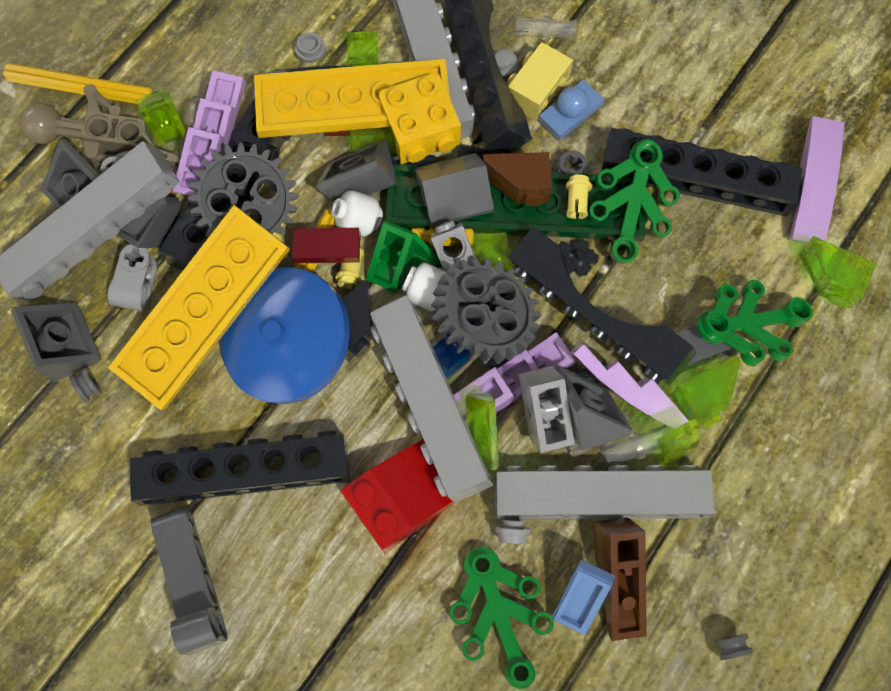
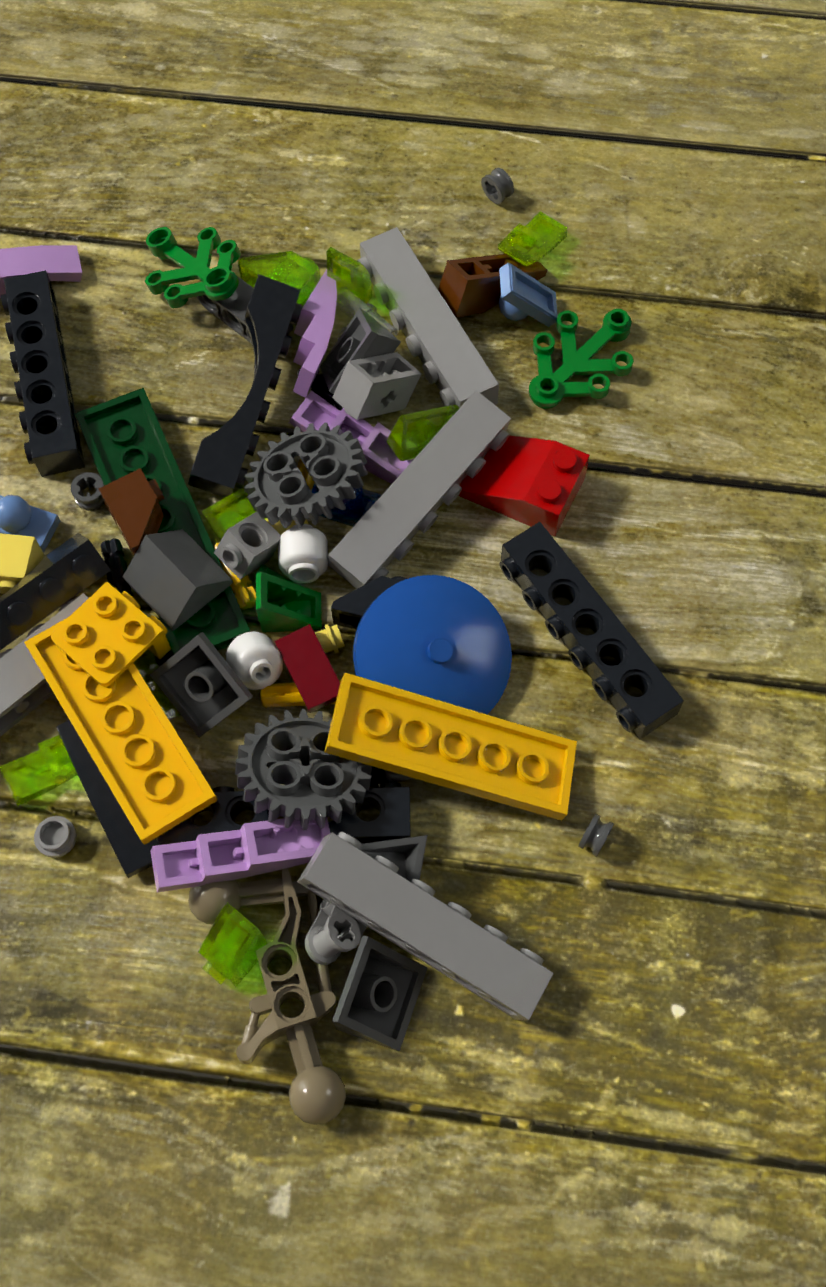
camera: 115 degrees left, 5 degrees down
(56, 339) = (565, 895): dark grey slope -> none
(74, 83) = (236, 1100): yellow axle -> none
(133, 285) = (459, 856): light grey piece -> none
(189, 582) = (721, 612): dark grey beam -> none
(513, 531) = (506, 376): light grey plate -> none
(578, 195) = (131, 455): light yellow pin -> none
(579, 258) = (188, 443): black plant -> none
(636, 197) = (65, 405): green plant -> none
(651, 645) = (533, 241): none -> clear neon green slope
(836, 272) = (104, 224): clear neon green slope -> none

